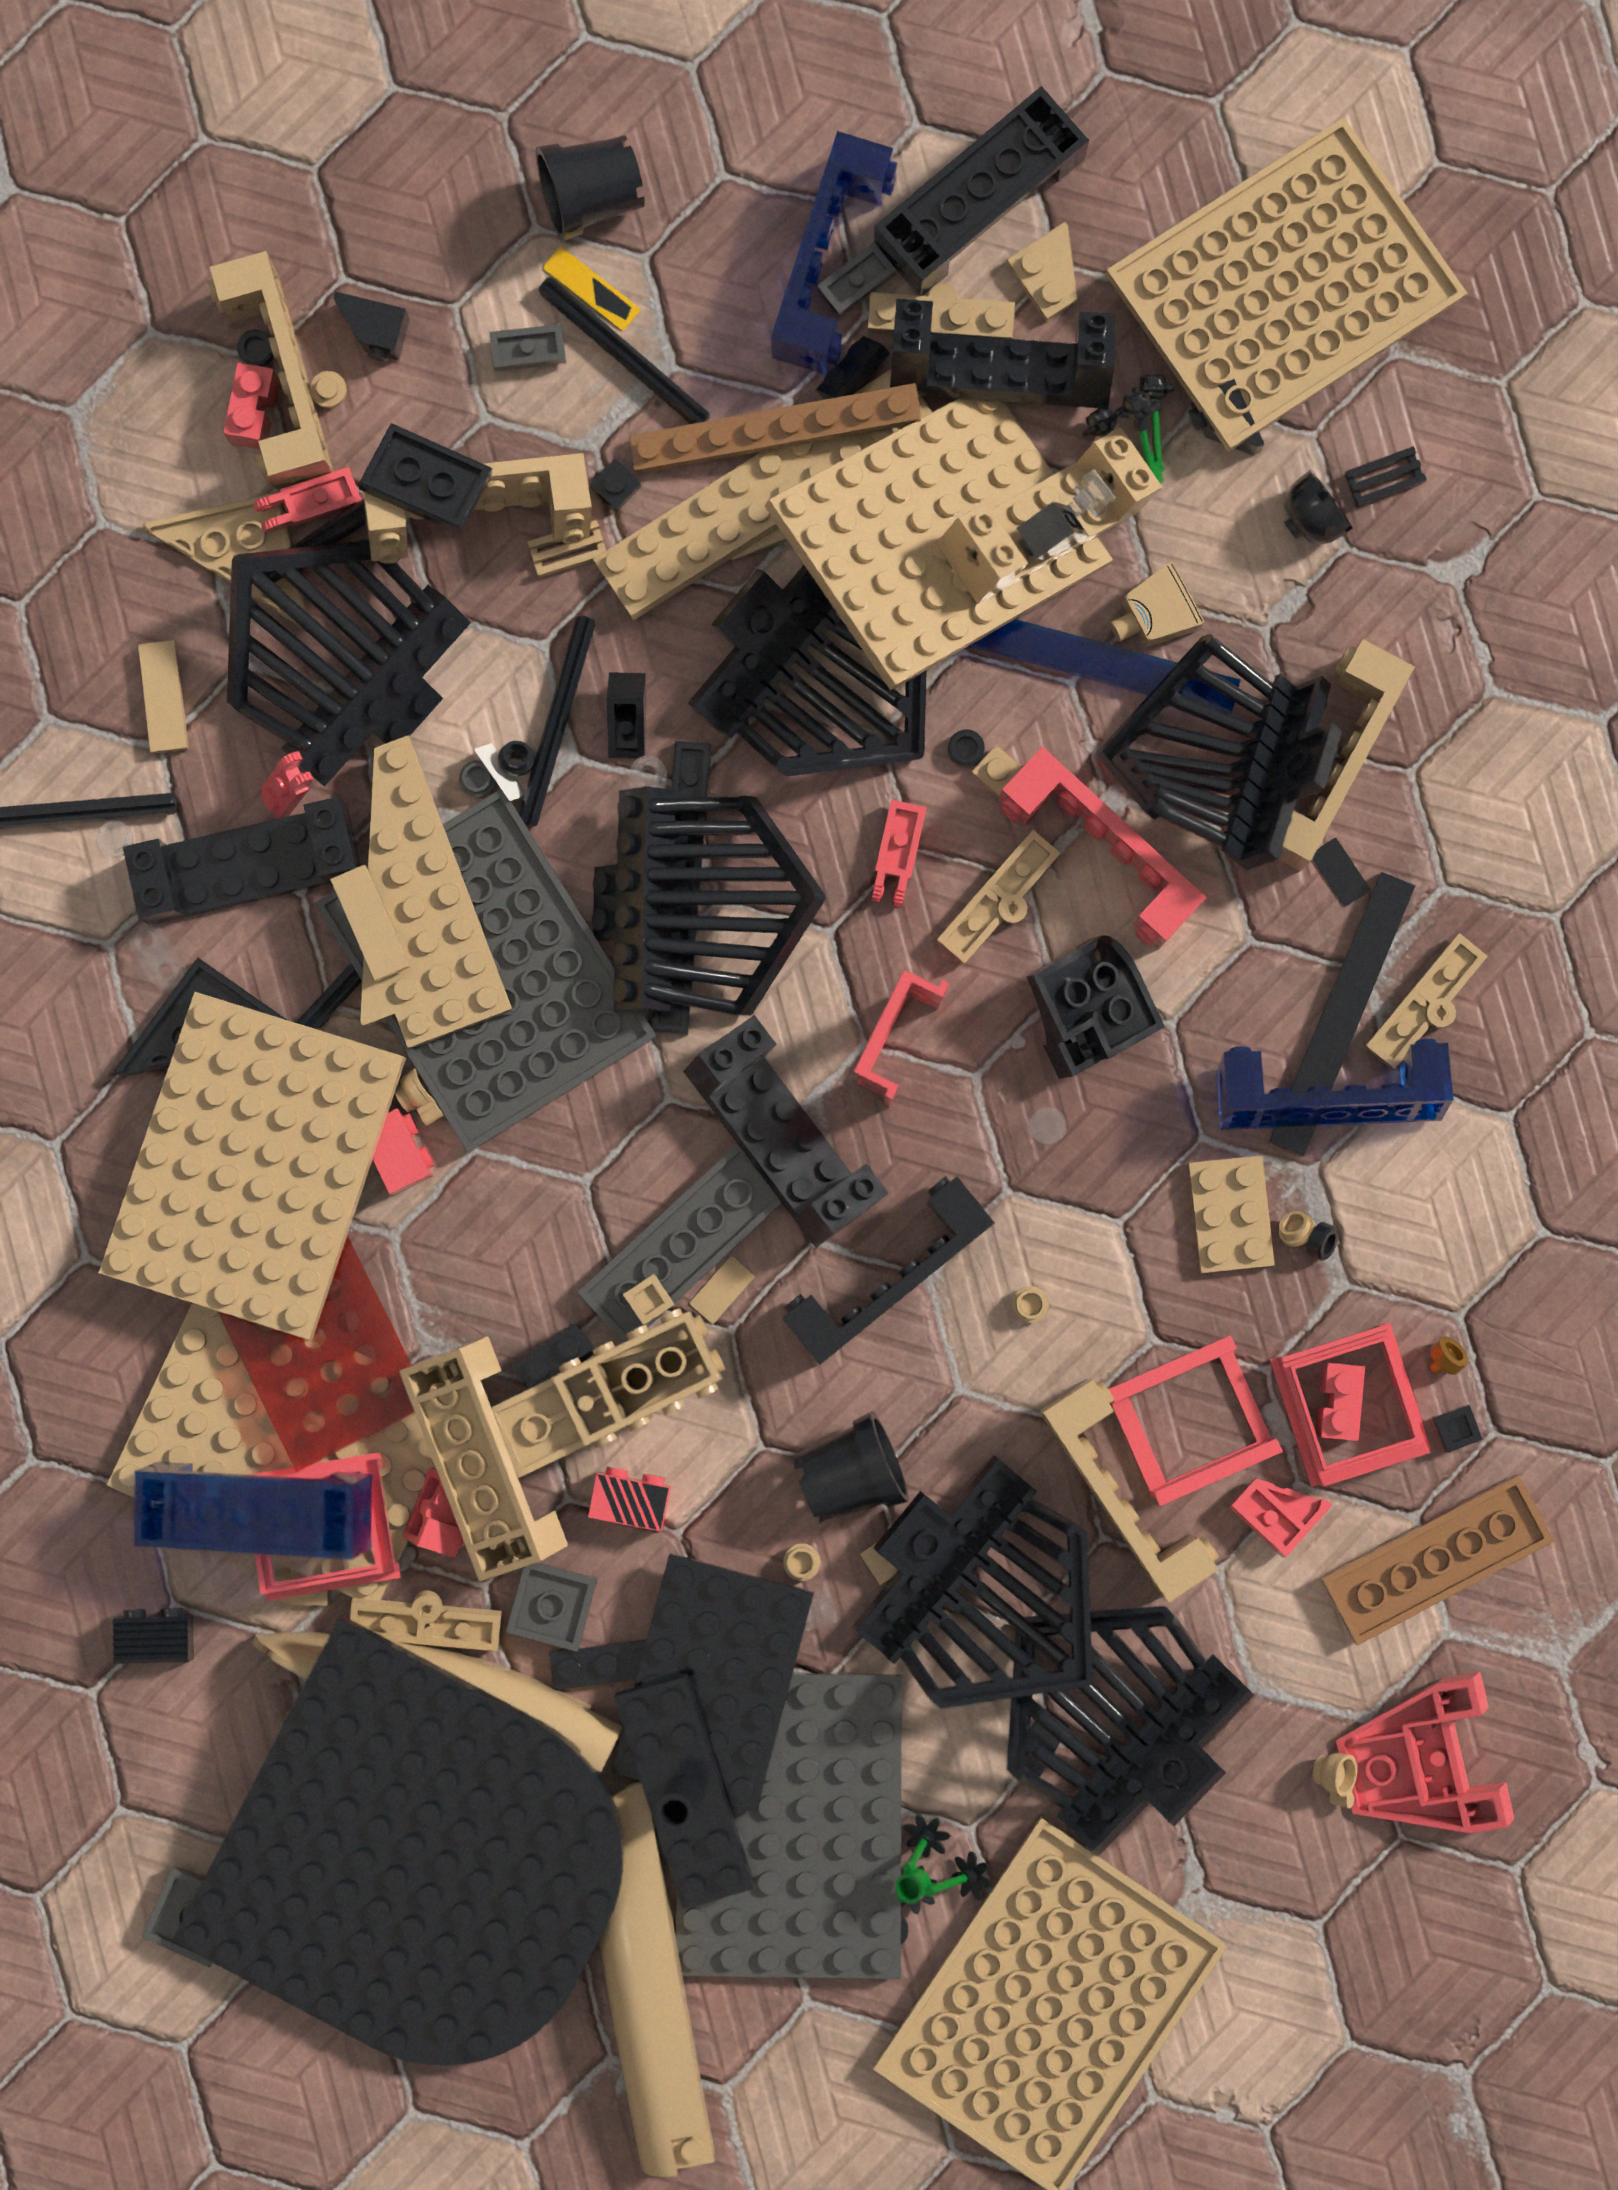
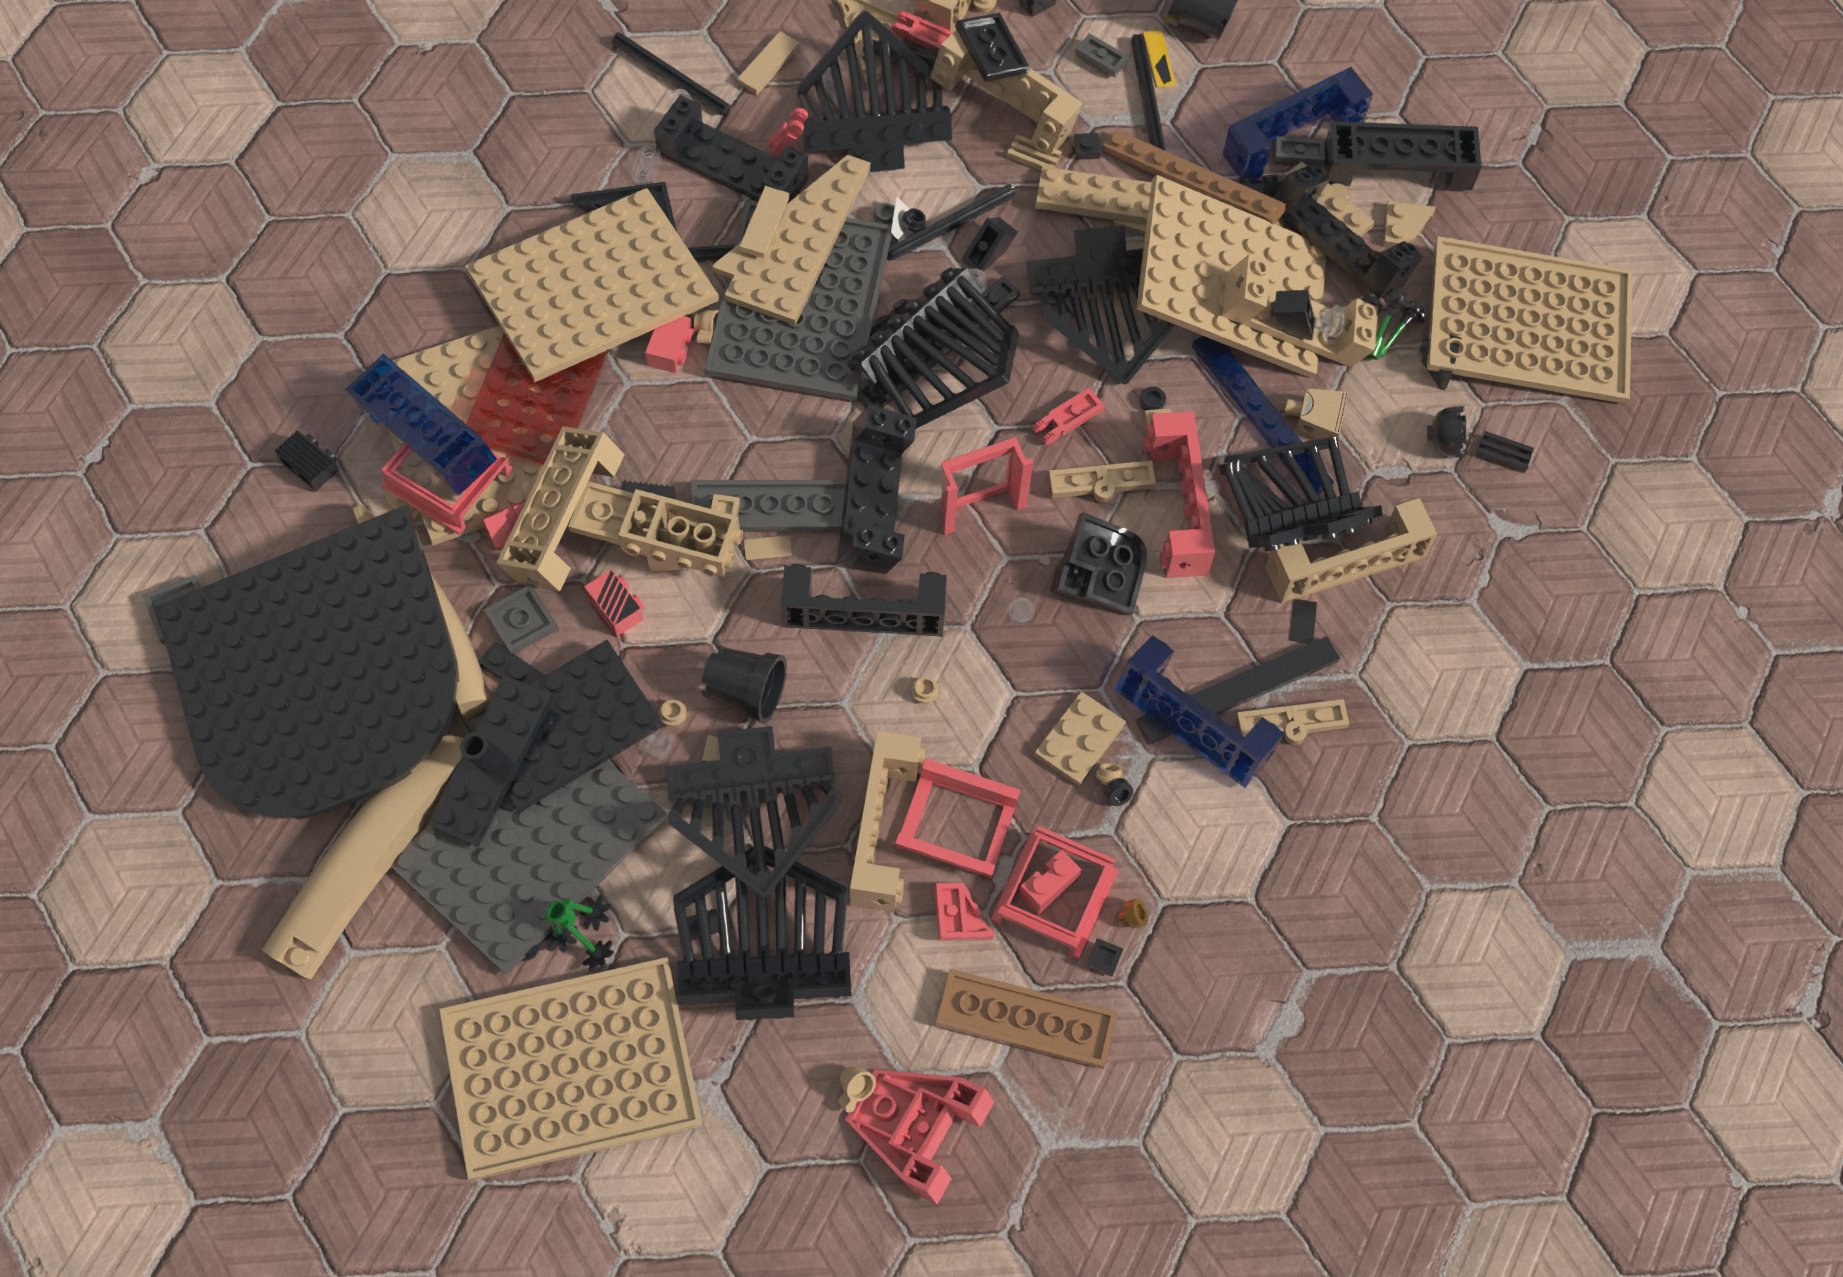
camera: 35 degrees right, 20 degrees down
(429, 1622) = (451, 573): tan hinge -> none

